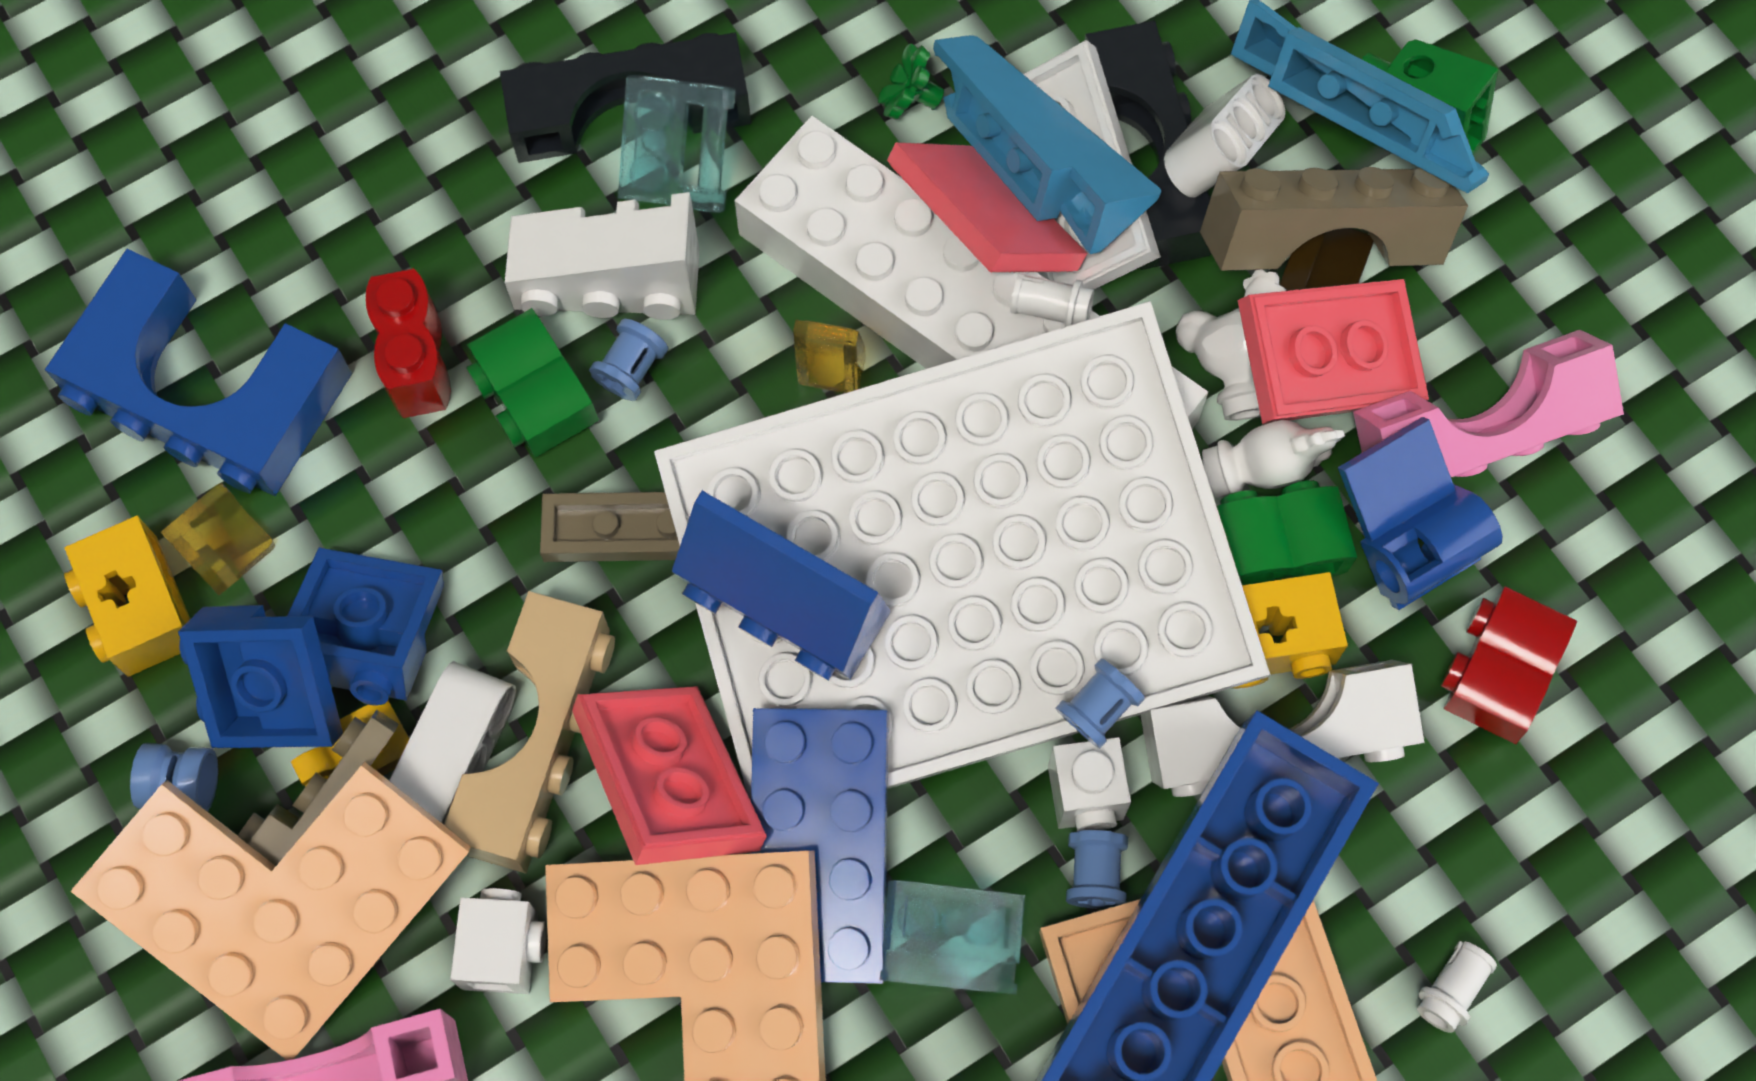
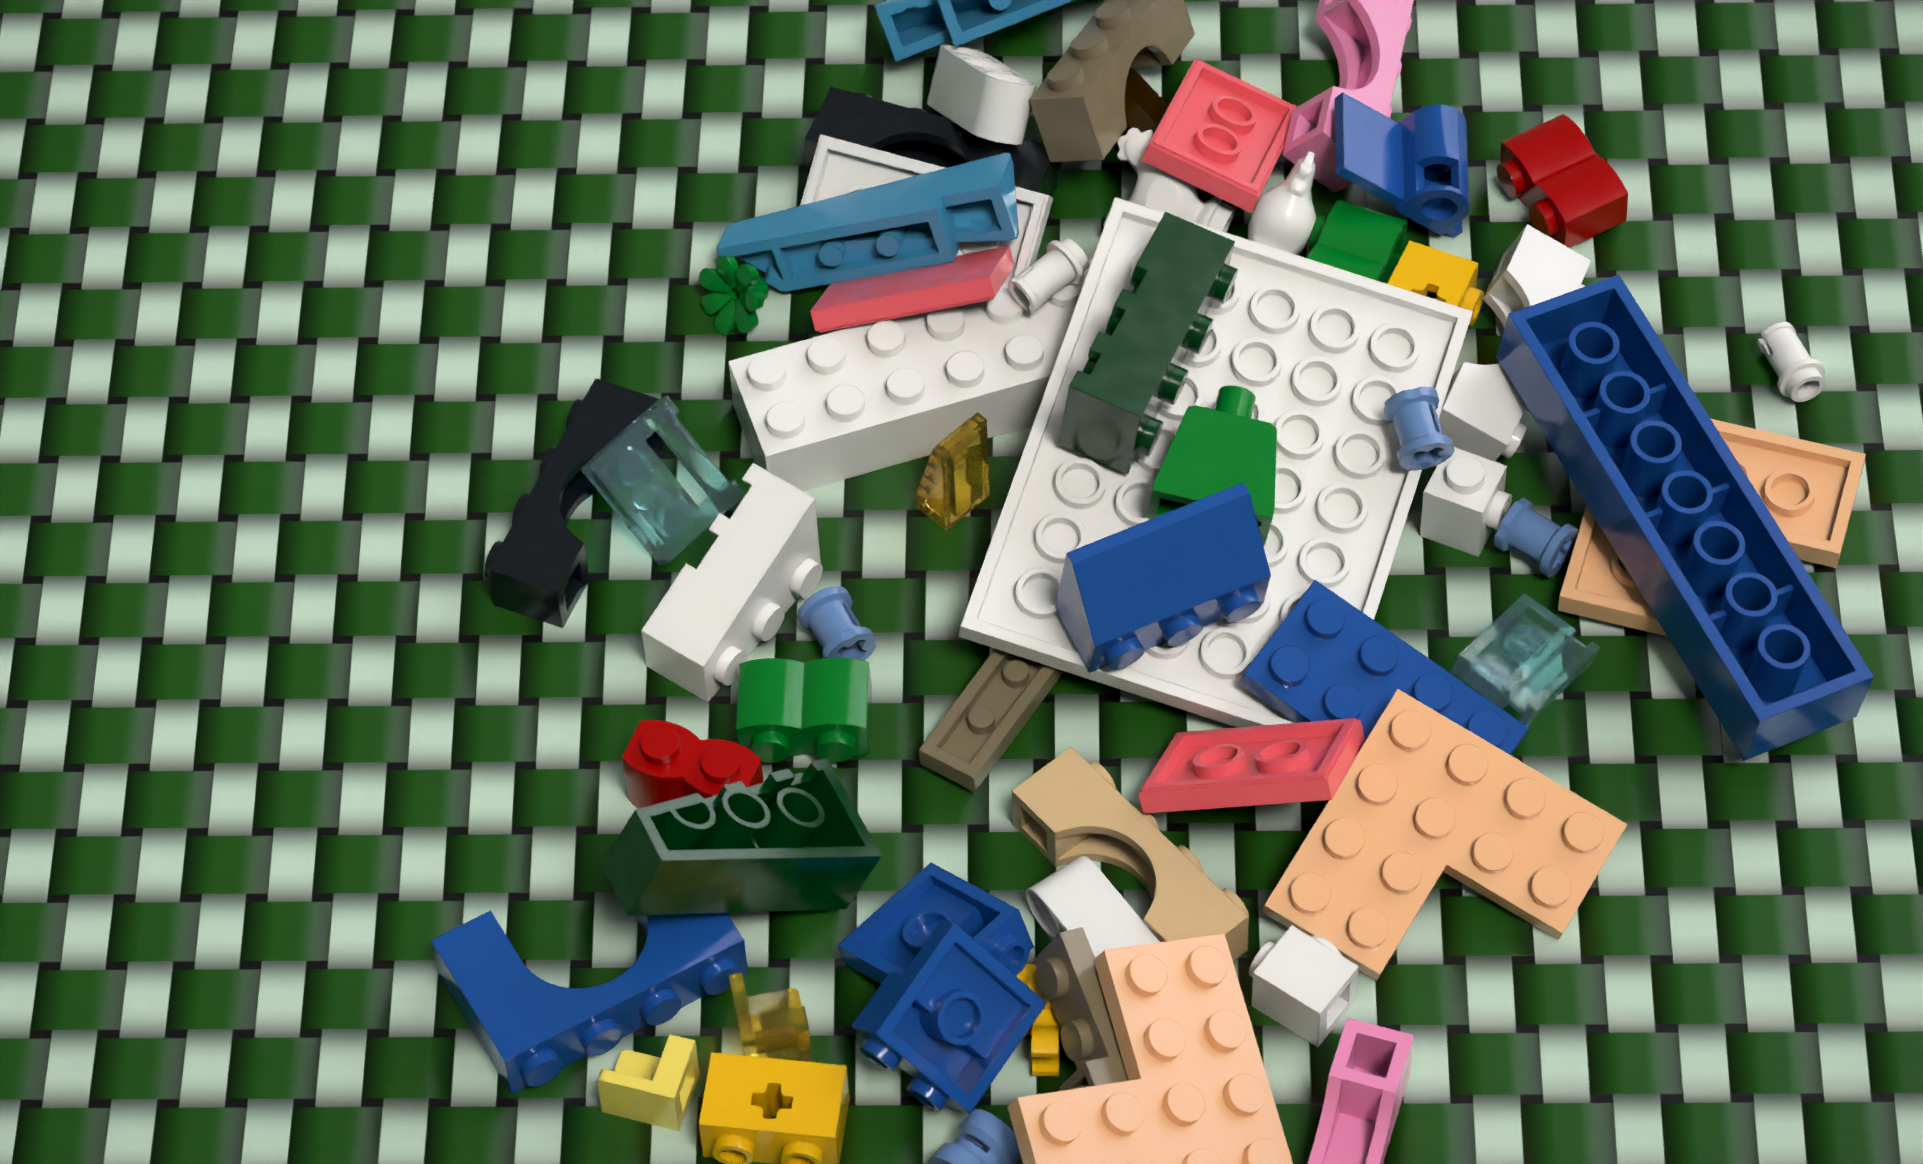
camera: 55 degrees left, 15 degrees down
(112, 487) = (651, 1086): none -> light yellow panel
(323, 420) = (746, 849): none -> dark green wedge
(933, 561) = (1217, 452): none -> green torso
(1008, 420) = (1147, 337): none -> dark green wedge

